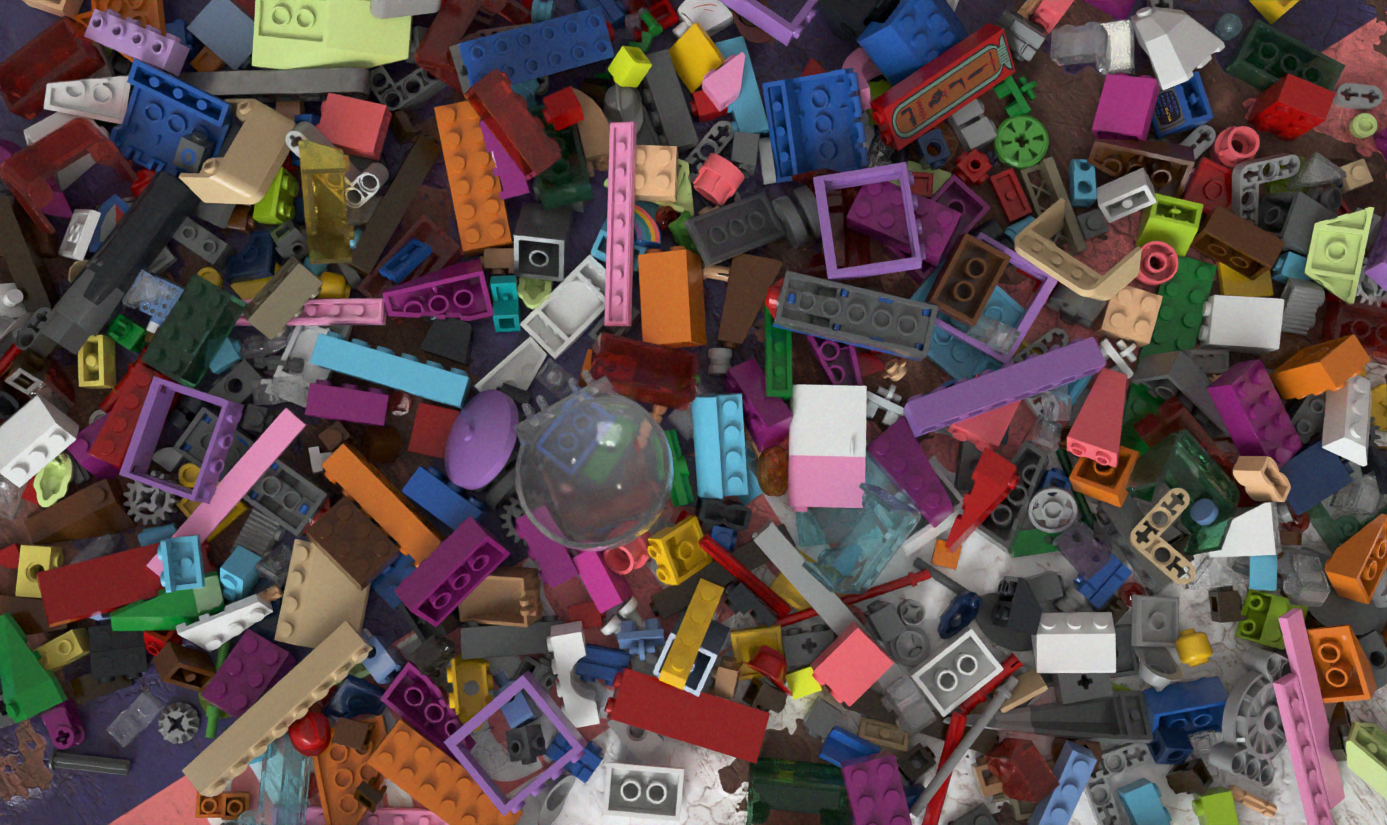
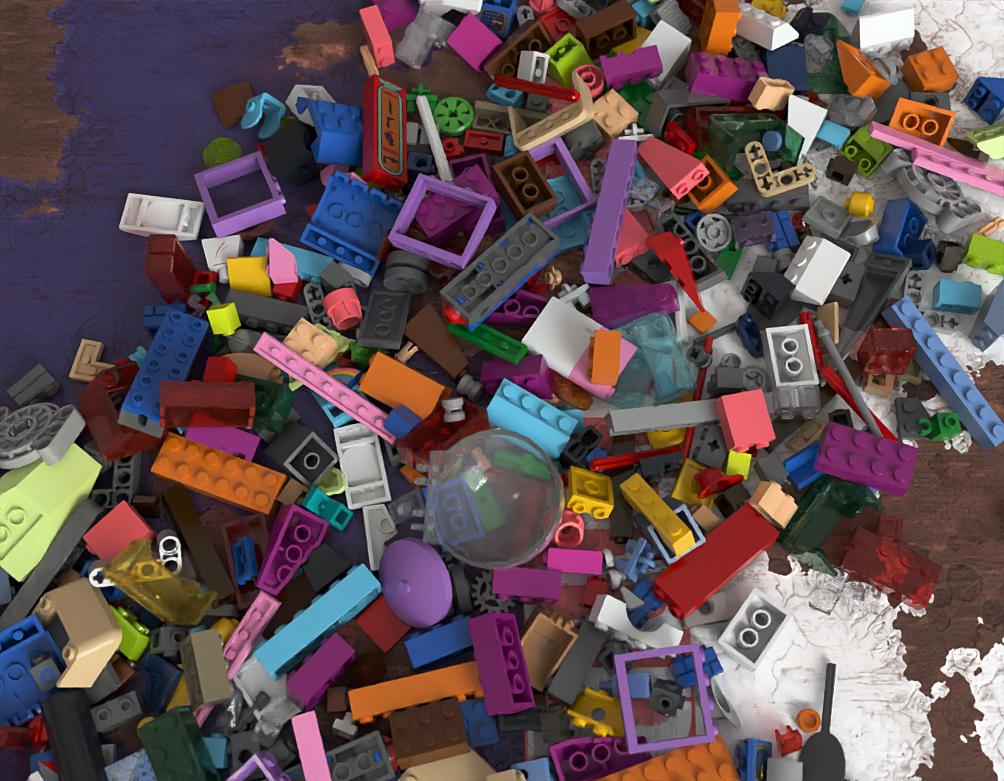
camera: 50 degrees left, 15 degrees down
(593, 656) = (631, 600): none -> light grey slope
(630, 322) = (401, 421): none -> blue panel
(675, 364) = (454, 404): none -> light grey wheel
(784, 740) = (773, 504): none -> light nougat brick
(824, 484) = (604, 357): none -> orange brick
(896, 576) = (695, 357): none -> flat silver bush
(970, 145) = (434, 139): none -> white axle
(993, 334) = (572, 194): clear slope -> none
(1021, 34) = (390, 70): dark grey brick -> none
(1098, 218) = (537, 88): none -> red axle
(1140, 409) = (679, 138): none -> red plate
(1200, 302) = (632, 67): none -> magenta wedge

